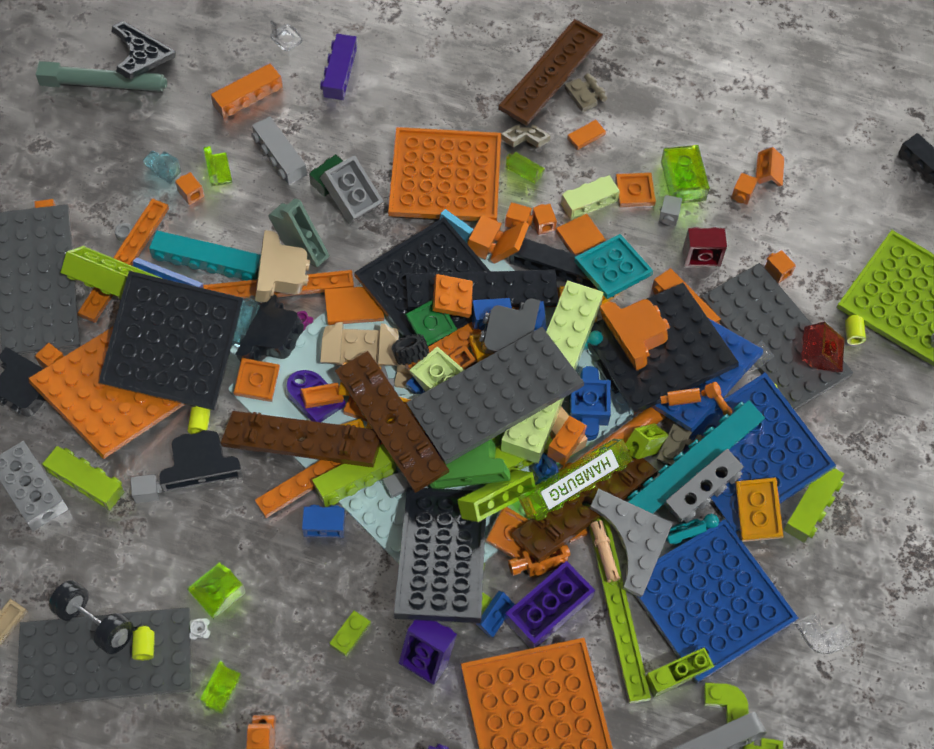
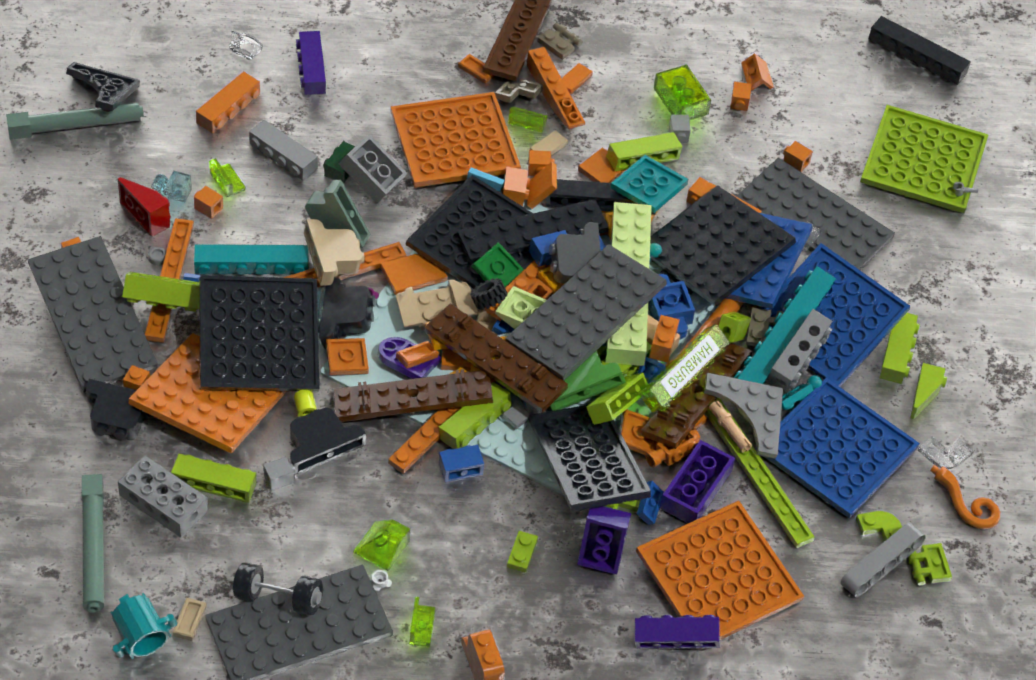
camera: 20 degrees left, 10 degrees down
(130, 184) = (145, 206): none -> red slope
(143, 643) = (336, 600): neon yellow brick -> none
(452, 295) = (511, 238): orange plate -> none
(491, 101) = (475, 68): none -> orange tile
(536, 197) = (552, 143): none -> tan tile
(544, 219) = (565, 159): orange brick -> none
(560, 142) = (554, 89): none -> orange slope
(590, 197) = (600, 132): yellowish green brick -> none
(631, 226) = (658, 147): none -> lime brick
(635, 189) = (639, 118): orange tile -> none
(636, 328) = (690, 231): orange brick -> none
(678, 672) = (831, 509): lime slope -> none
(681, 397) = (755, 278): orange cylinder -> none
(704, 247) = (724, 152): dark red brick -> none
(714, 391) = (781, 267): orange piece -> none
(759, 509) = (854, 361): light orange tile -> none
(817, 671) = (950, 482): none -> orange plant
(823, 347) = (862, 215): clear red slope -> none
(830, 555) = (928, 387): none -> lime slope
(855, 330) = (884, 196): neon yellow brick -> none

